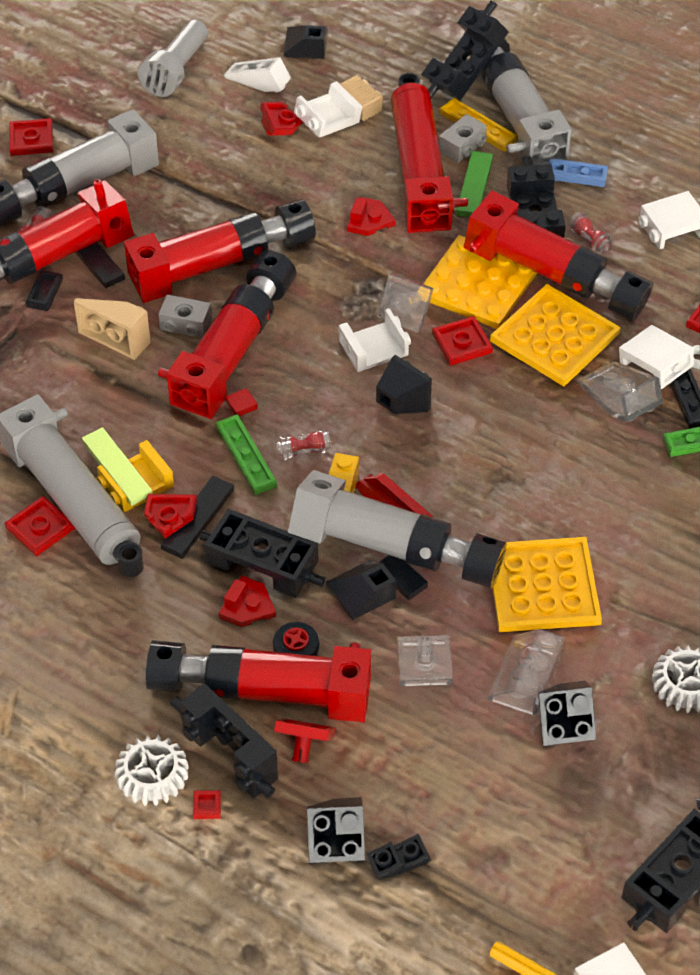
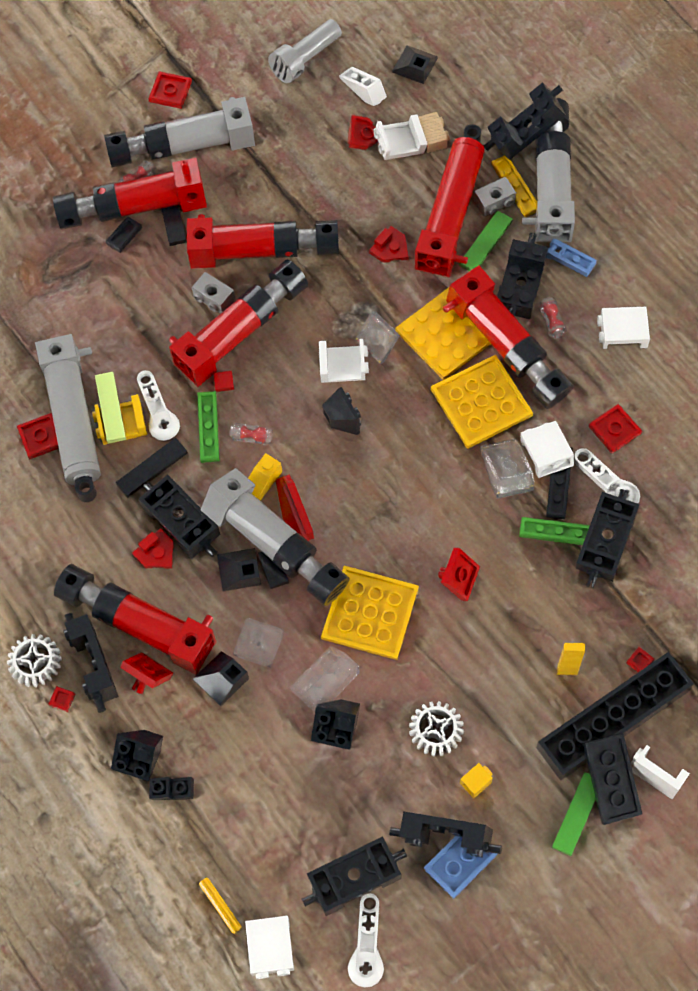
camera: 25 degrees right, 15 degrees up
(114, 324) = (158, 287): tan slope -> none
(170, 511) = (131, 458): red plate -> none
(175, 453) = (158, 412): none -> white beam
(293, 634) = (170, 590): black wheel -> none
(401, 709) = (221, 678): none -> black slope
(462, 340) = (410, 381): red tile -> none
(628, 508) = (459, 574): none -> red tile

